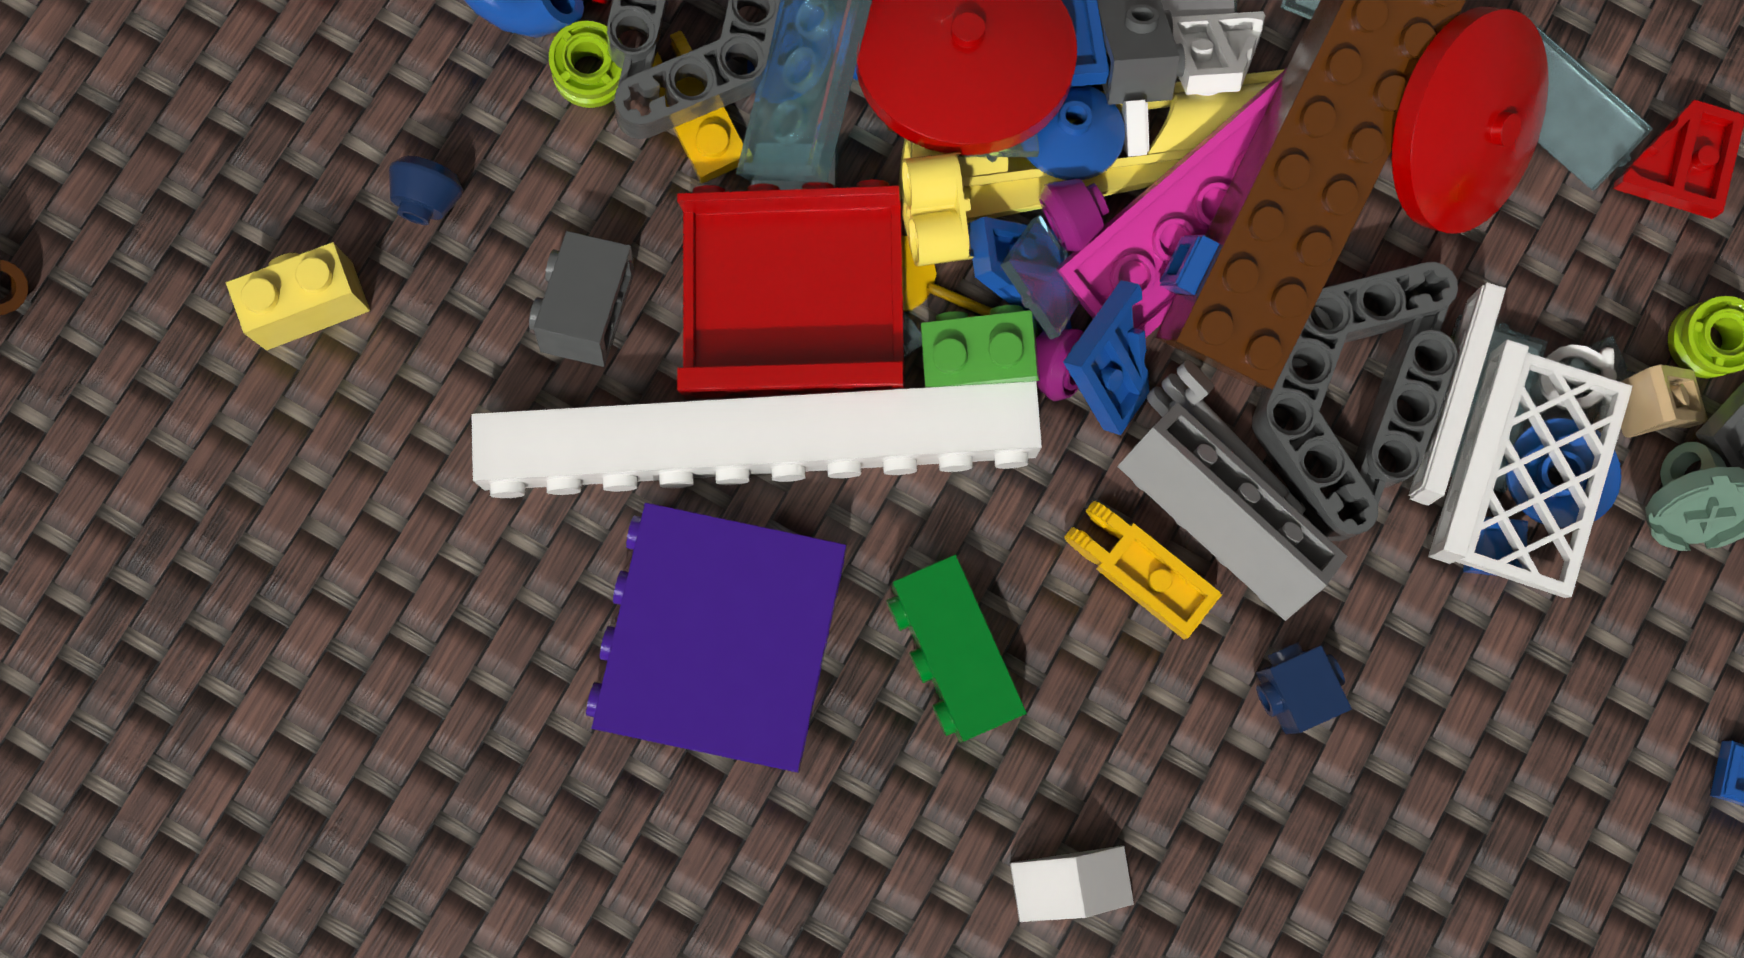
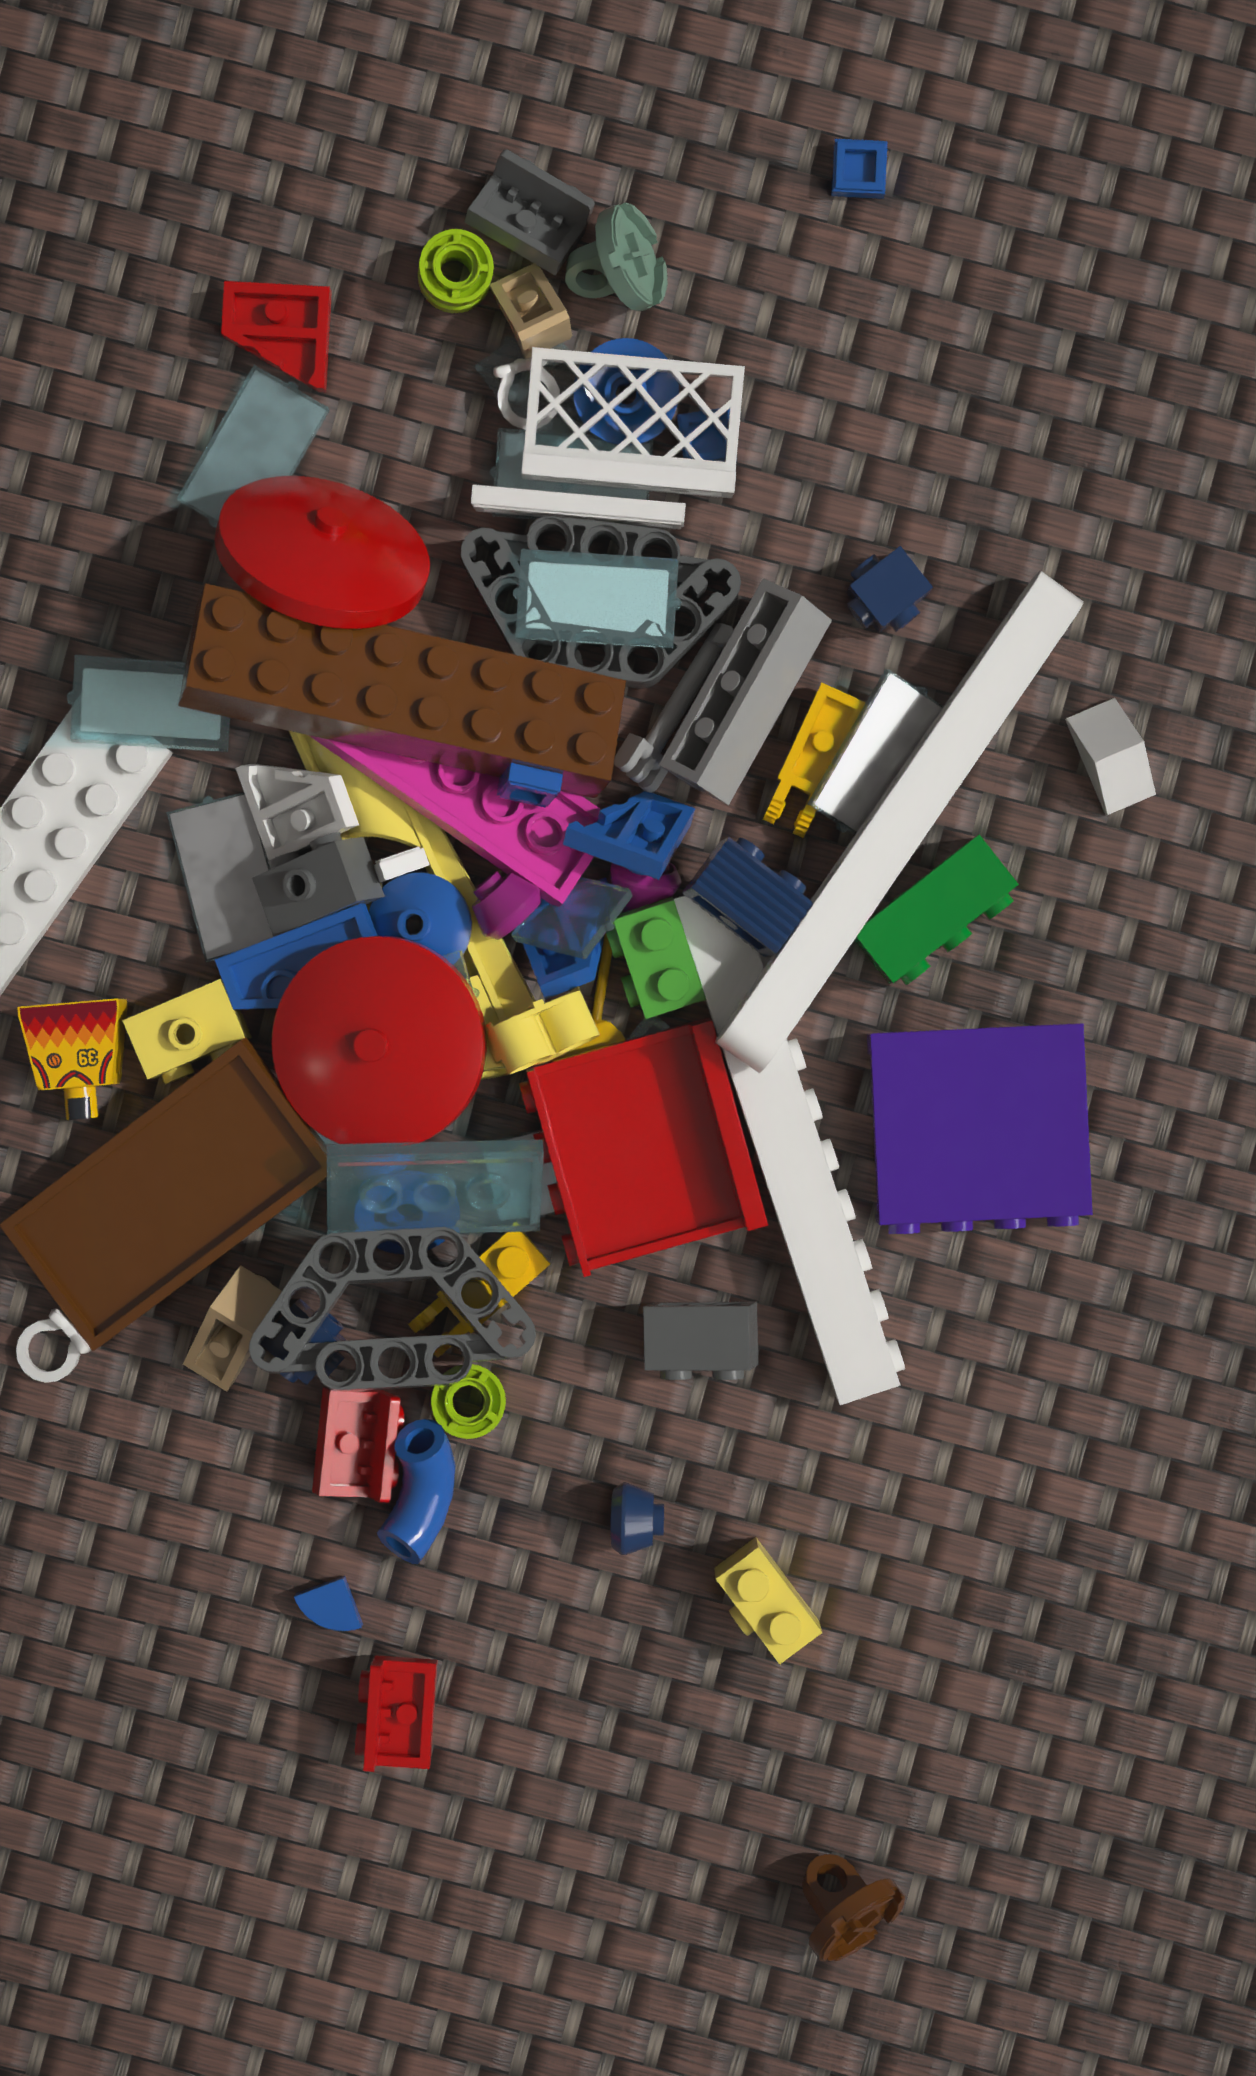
camera: 100 degrees left, 10 degrees up
(1024, 450) = (749, 895): none -> dark blue brick
(1063, 635) = (899, 822): none -> white beam
(1128, 637) = (874, 751): none -> flat silver piece
(1362, 383) = (597, 598): none -> clear light blue piece

